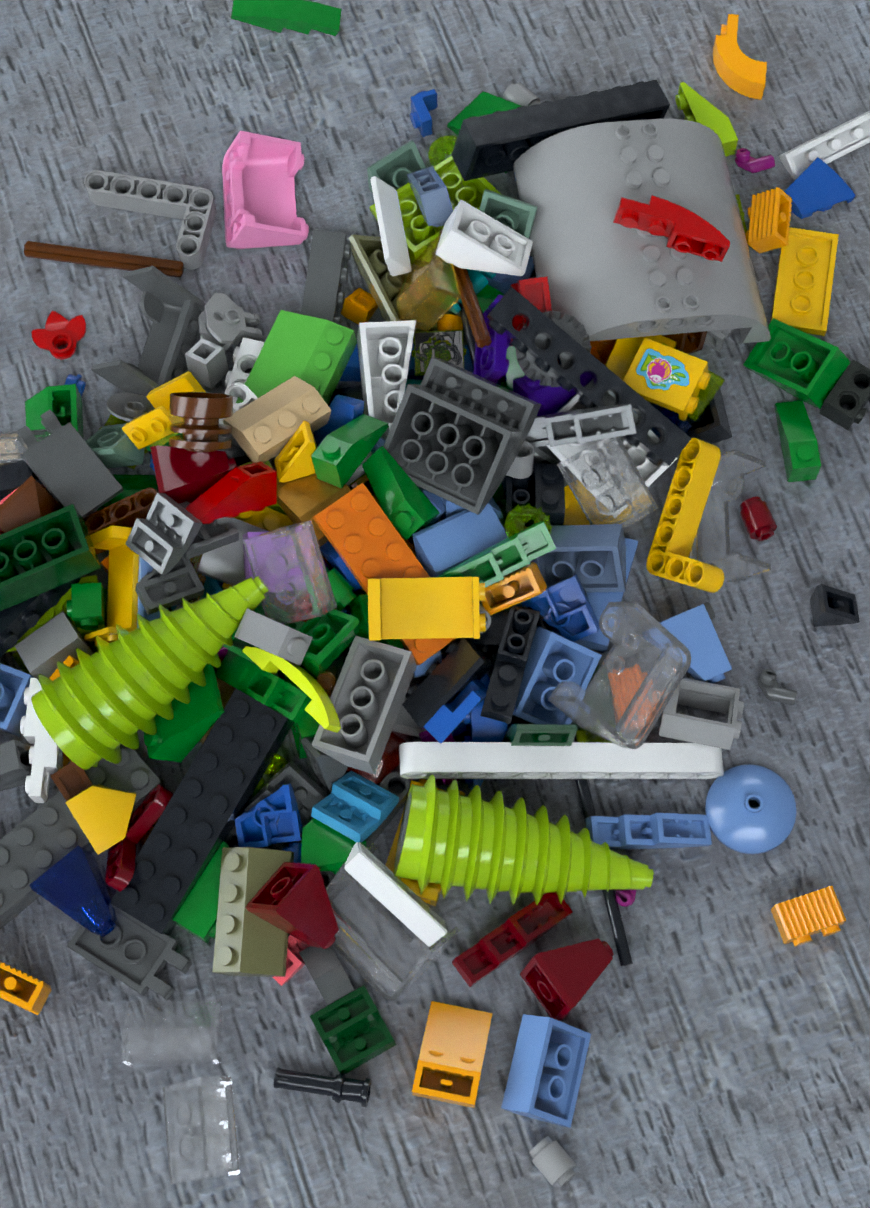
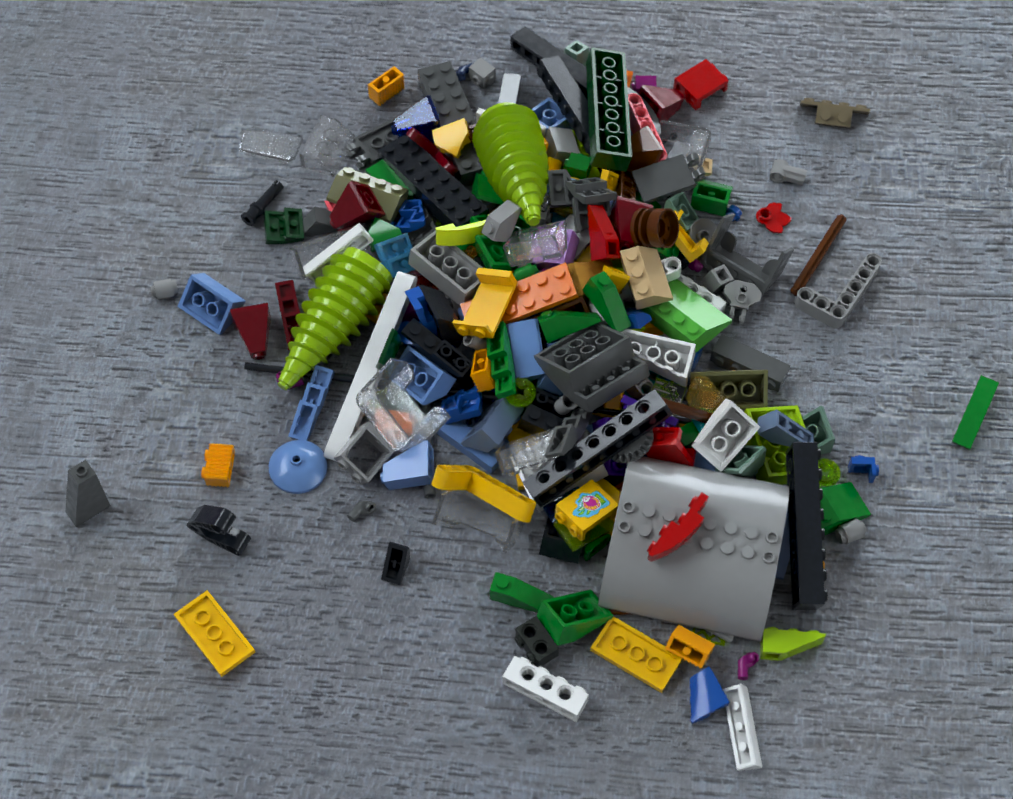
camera: 110 degrees right, 10 degrees down
(261, 192) = (830, 351): bright pink windscreen -> none
(391, 227) = (770, 400): white slope -> none
(452, 1054) = (242, 261): light orange slope -> none
(733, 66) = (836, 683): light orange arch -> none
(757, 519) = (475, 546): dark red brick -> none

